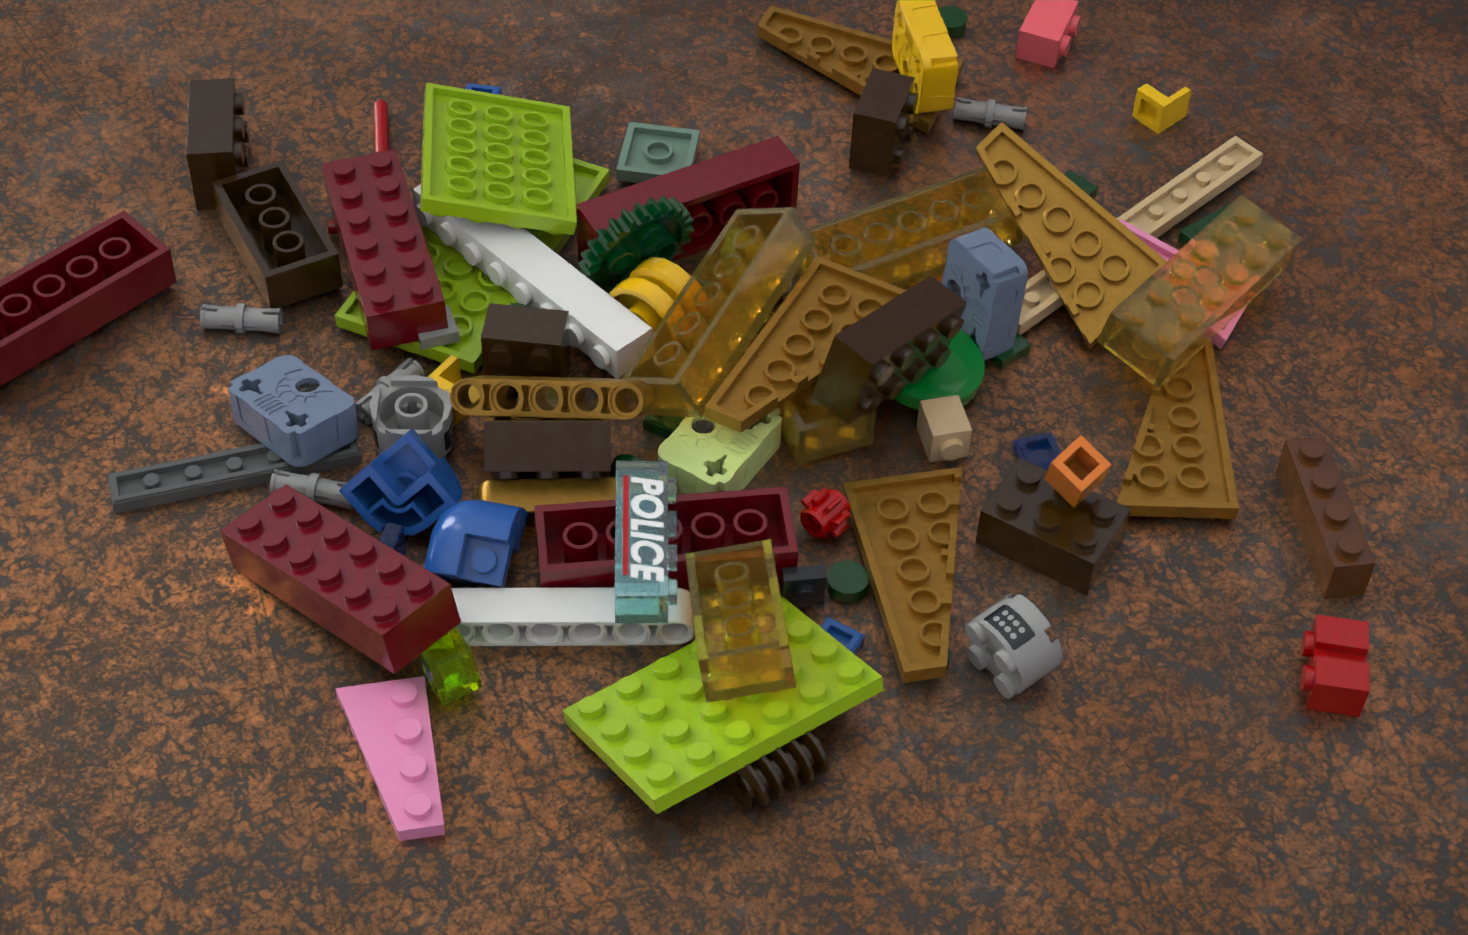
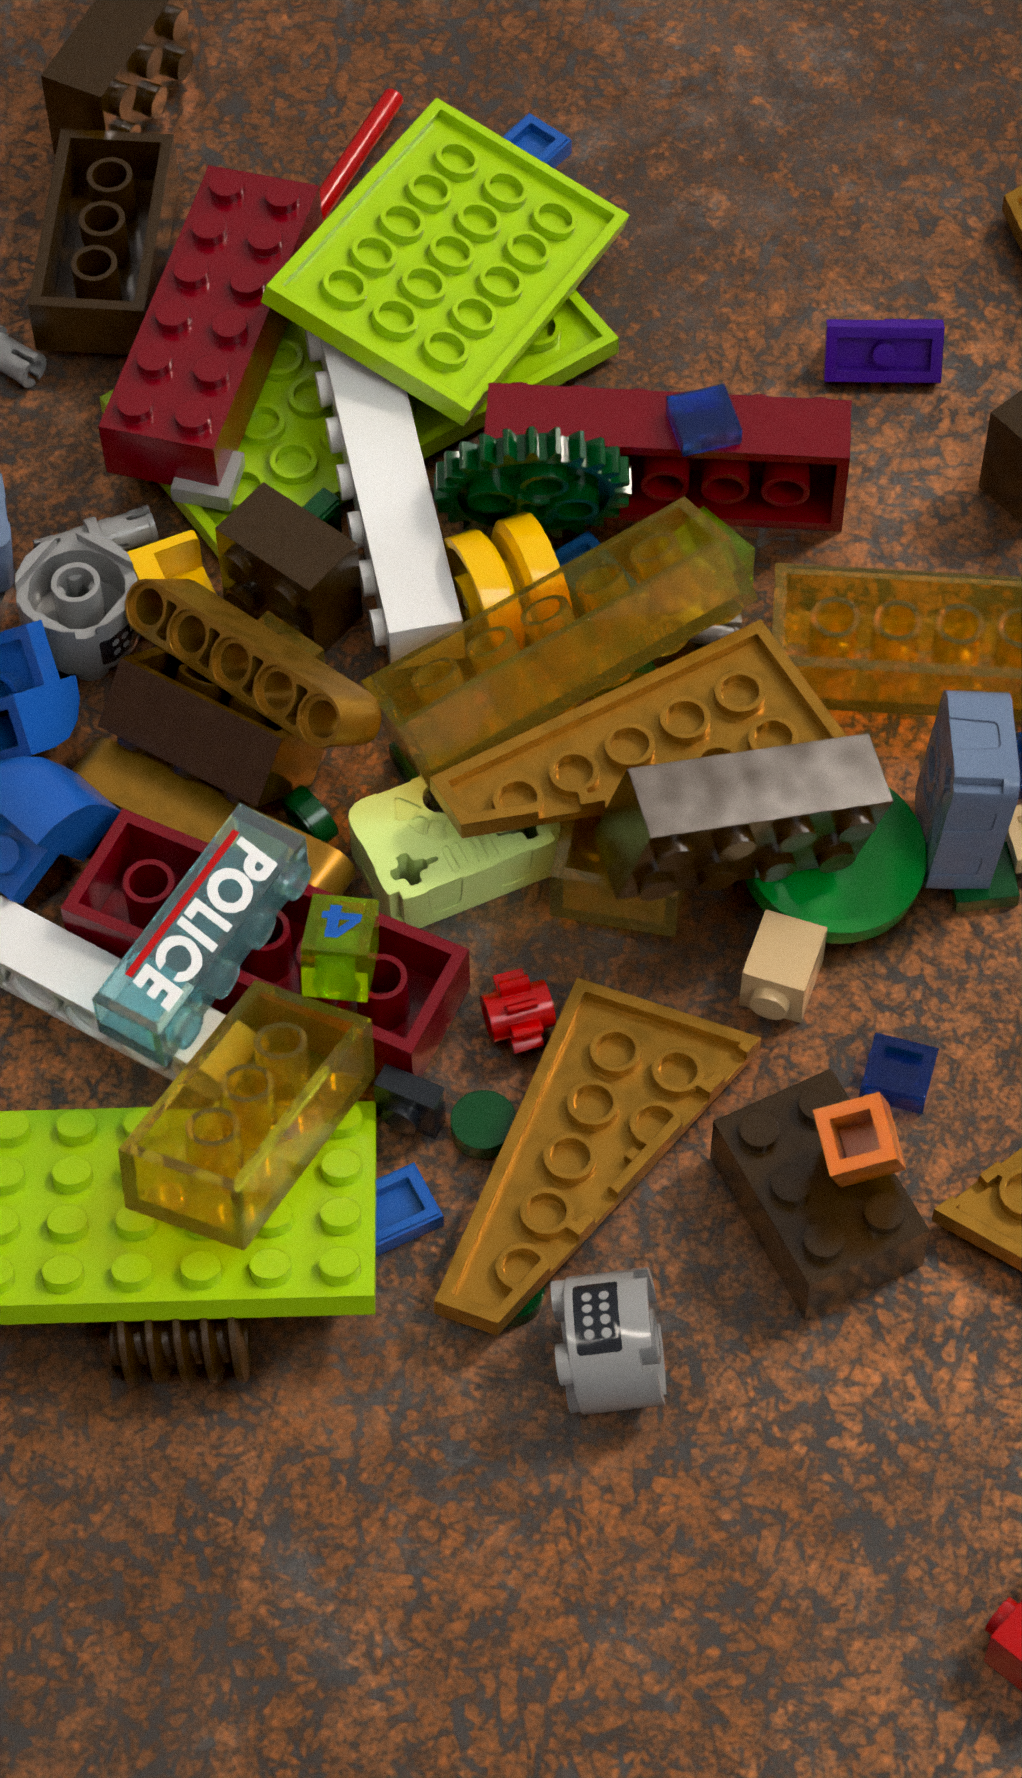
camera: 35 degrees right, 10 degrees up
(655, 151) = (708, 341): sand green plate -> none
(711, 173) = (703, 420): none -> clear blue tile
(727, 510) = (340, 948): none -> clear neon green brick
(754, 120) = (884, 350): none -> dark purple hinge

